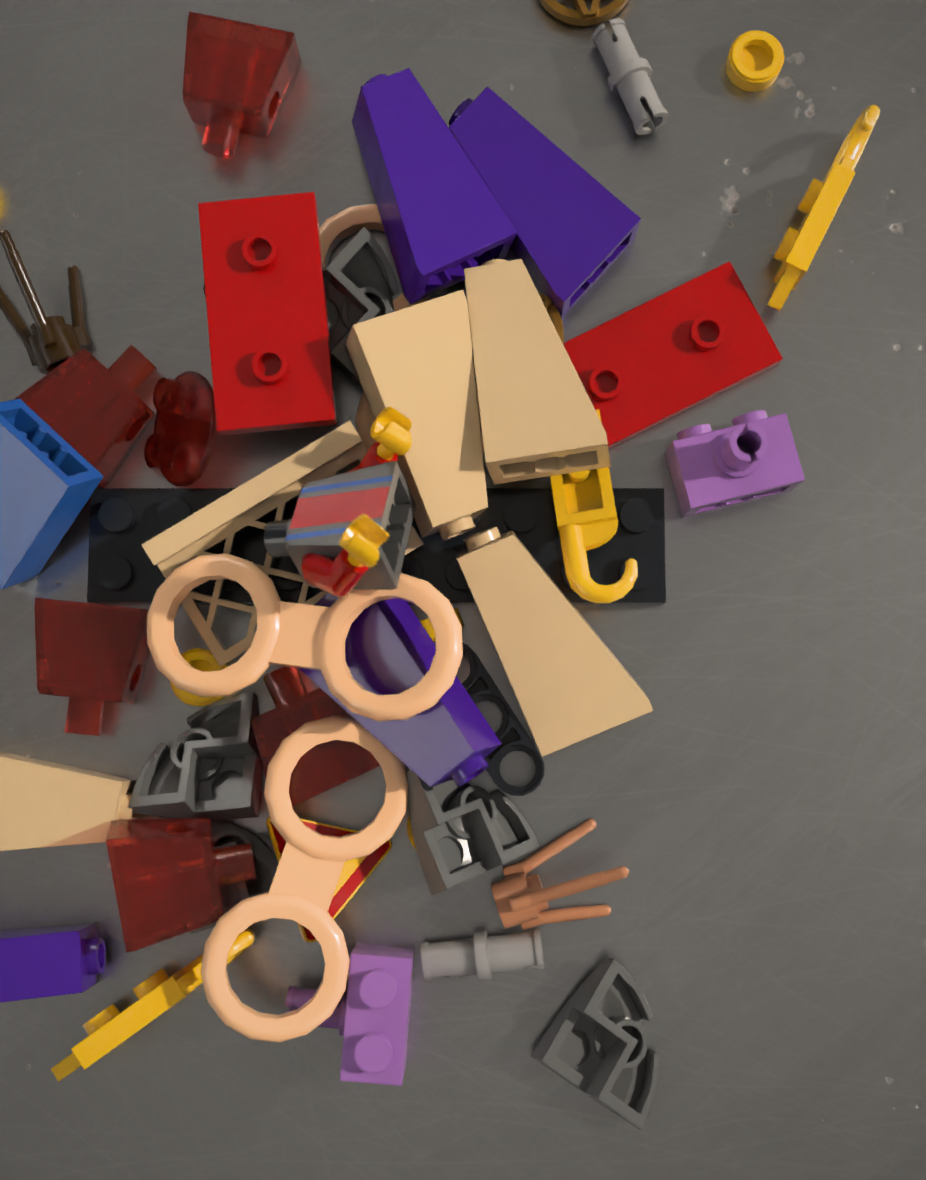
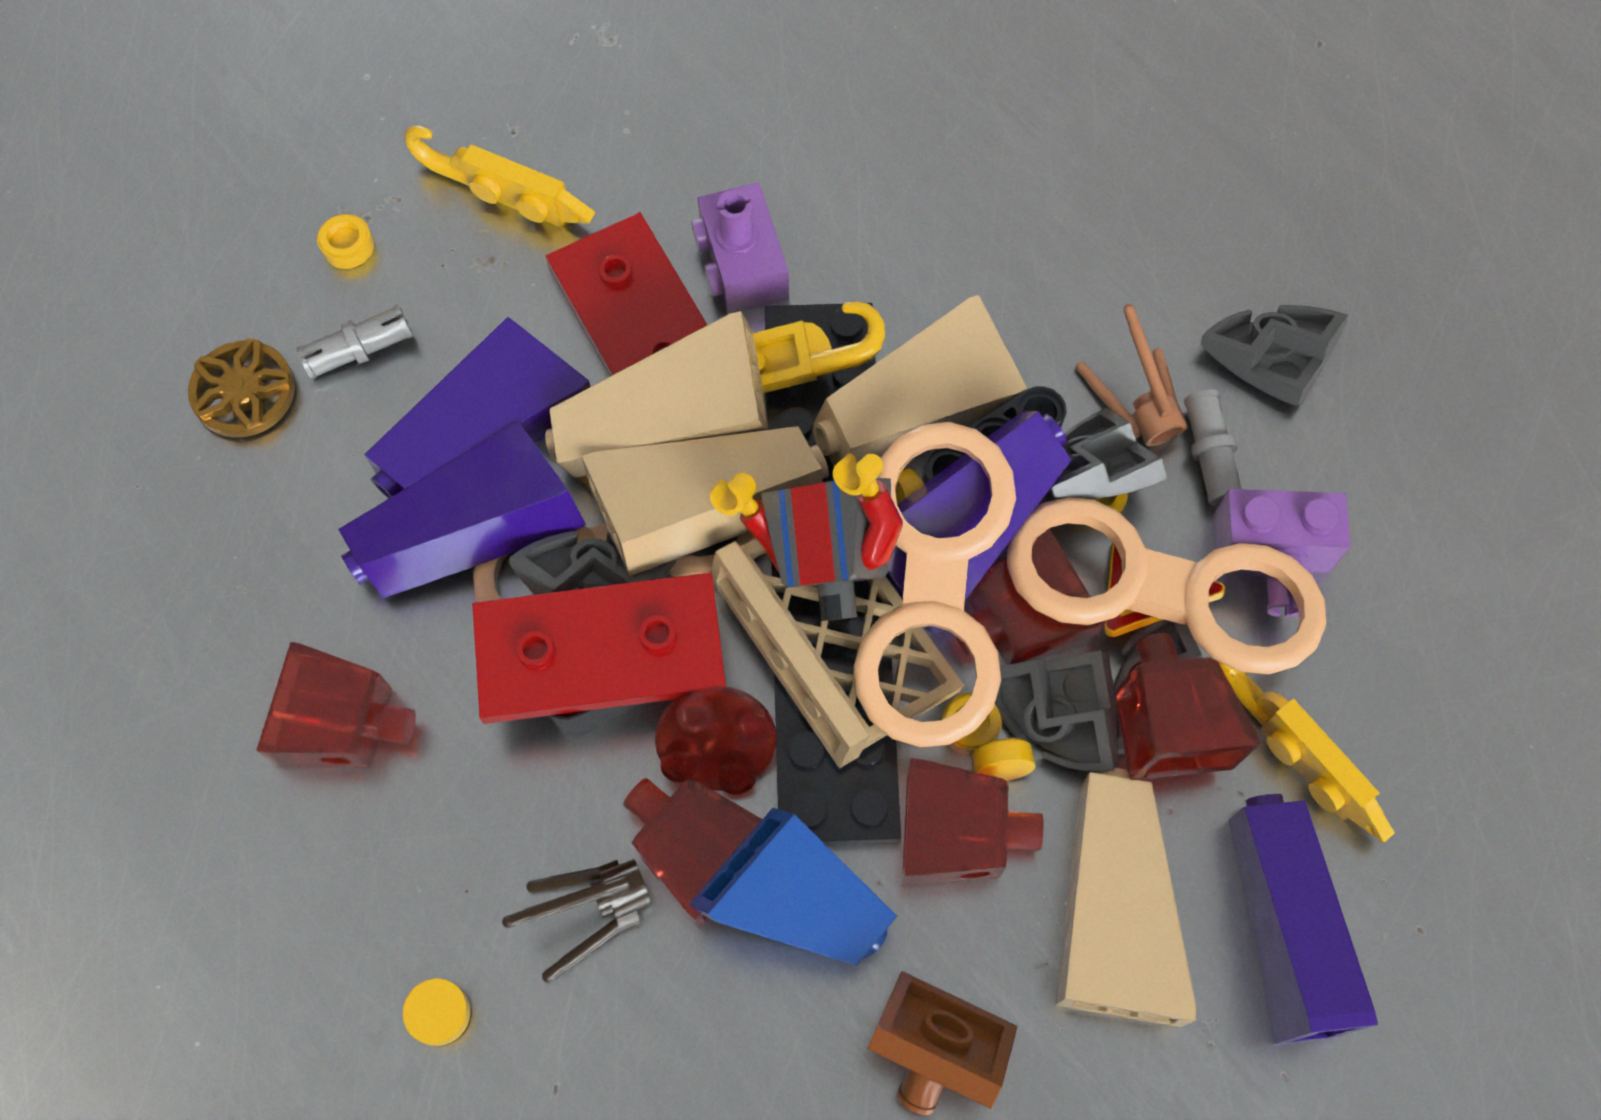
camera: 95 degrees left, 15 degrees down
(154, 703) = (1004, 758): none -> yellow tile

